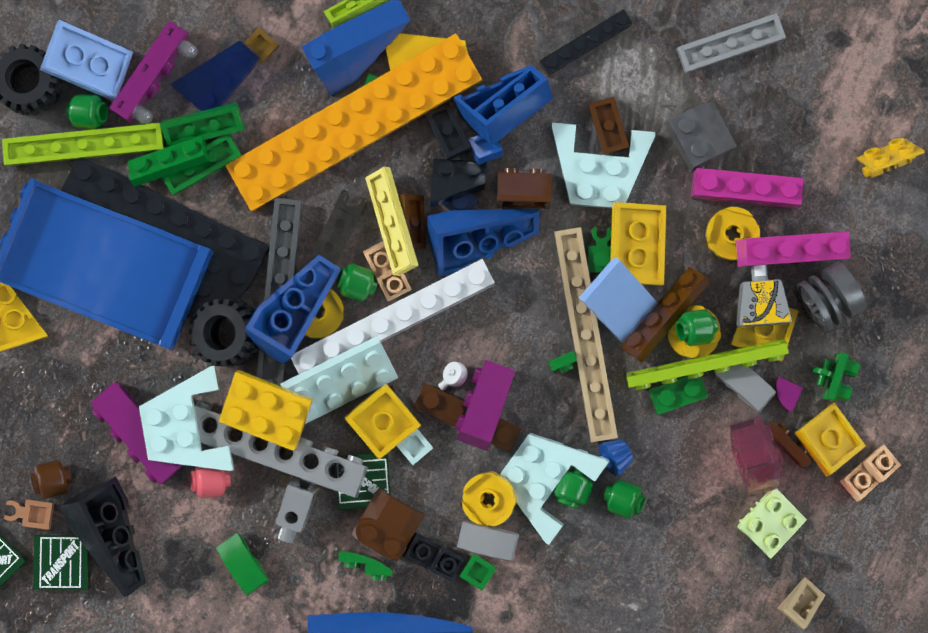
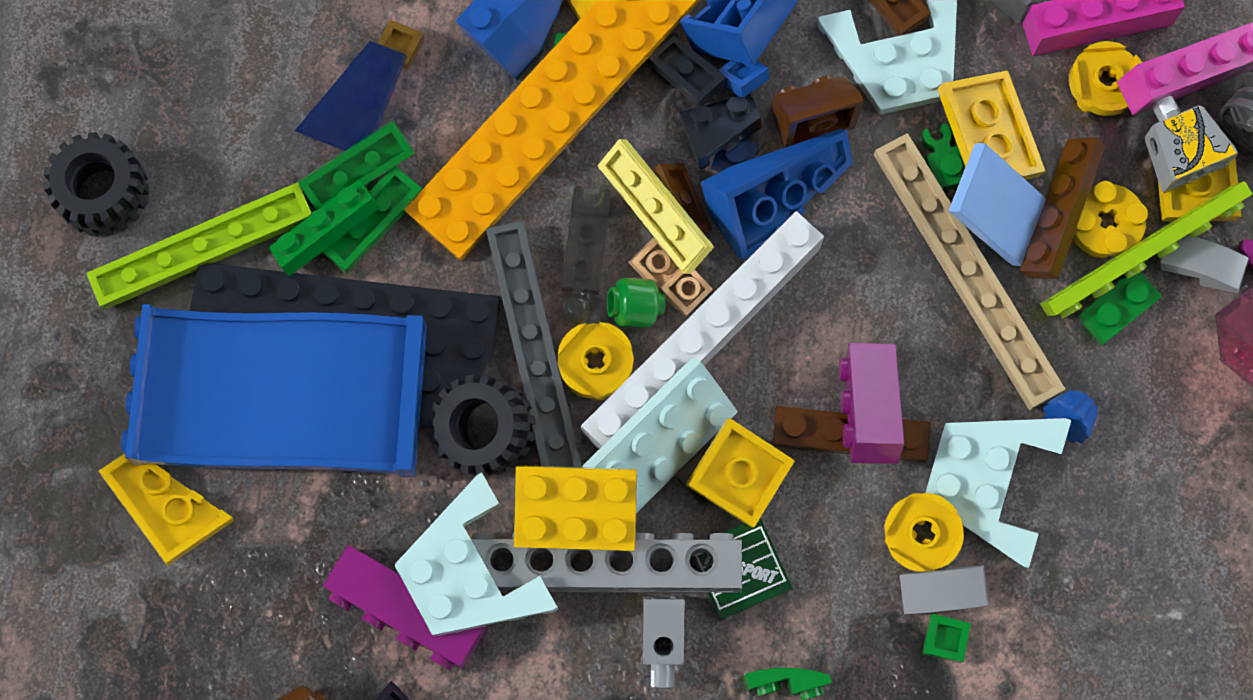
camera: 20 degrees left, 10 degrees down
(86, 60) = (171, 132): light blue tile -> none
(87, 111) = (192, 200): green head -> none
(148, 74) = (262, 122): magenta piece -> none
(209, 482) = (526, 640): coral head -> none
(287, 314) = (559, 369): blue wedge -> none
(387, 525) = (797, 615): reddish brown slope -> none
(415, 446) = (795, 496): light aqua plate -> none
(433, 557) = (877, 640): black slope -> none
(453, 375) = (812, 382): white piece -> none
(563, 363) = (952, 316): green plate -> none
(573, 489) = (1034, 478): green head -> none
(624, 499) = (1107, 468): green head -> none
(696, 327) = (1114, 206): green head -> none

